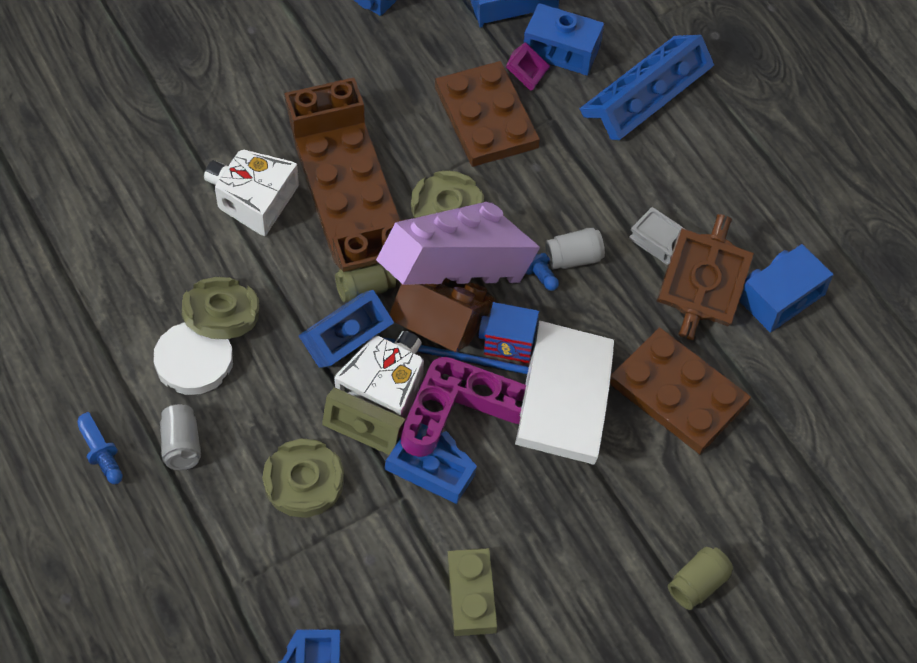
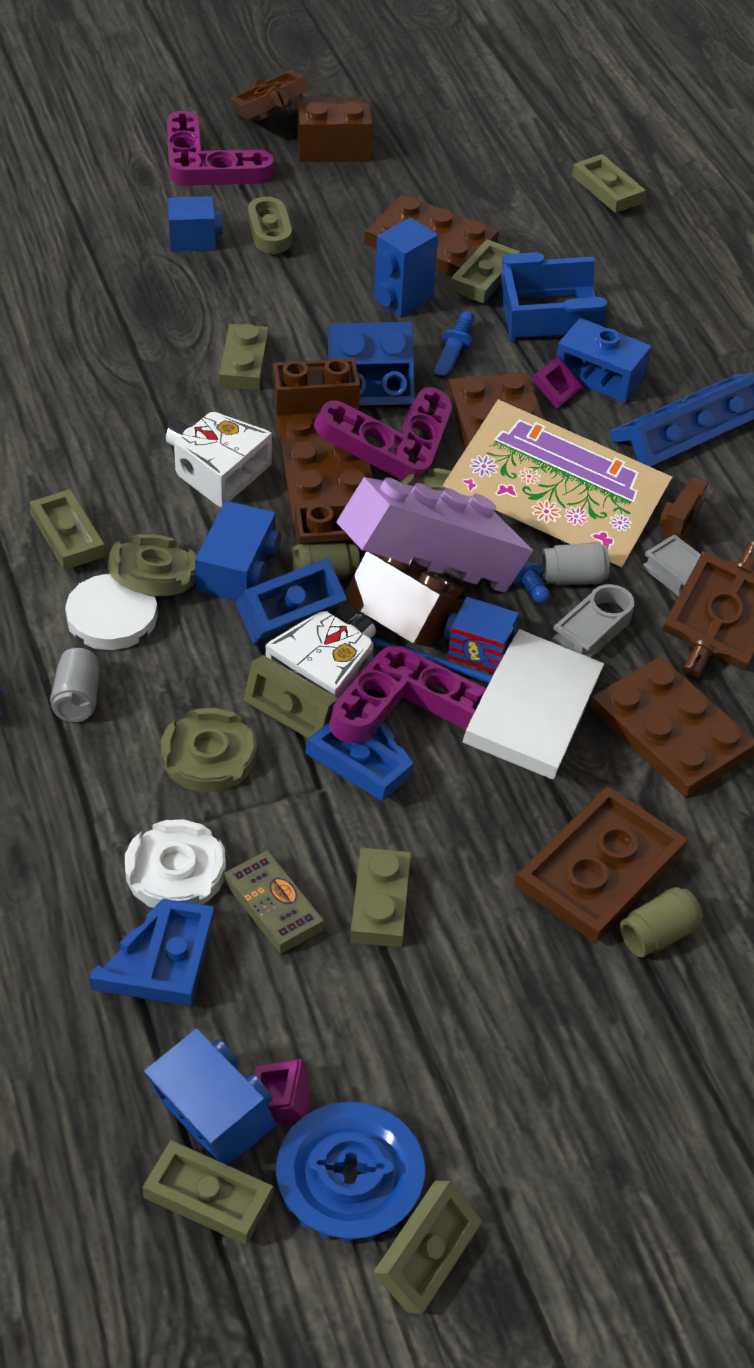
camera: 10 degrees right, 10 degrees down
(138, 283) = (67, 529): none -> olive plate
(253, 80) = (244, 357): none -> olive plate
(289, 283) = (236, 551): none -> blue brick
(298, 591) = (175, 863): none -> white tile
(376, 68) = (382, 359): none -> blue slope
(386, 612) = (274, 902): none -> tile
(403, 153) = (396, 445): none -> magenta beam
(433, 35) = (455, 341): none -> blue piece
(546, 169) = (558, 481): none -> sticker
(596, 307) = (588, 627): none -> light grey piece
(643, 531) = (601, 863): none -> reddish brown plate
(652, 188) = (679, 516): none -> reddish brown plate

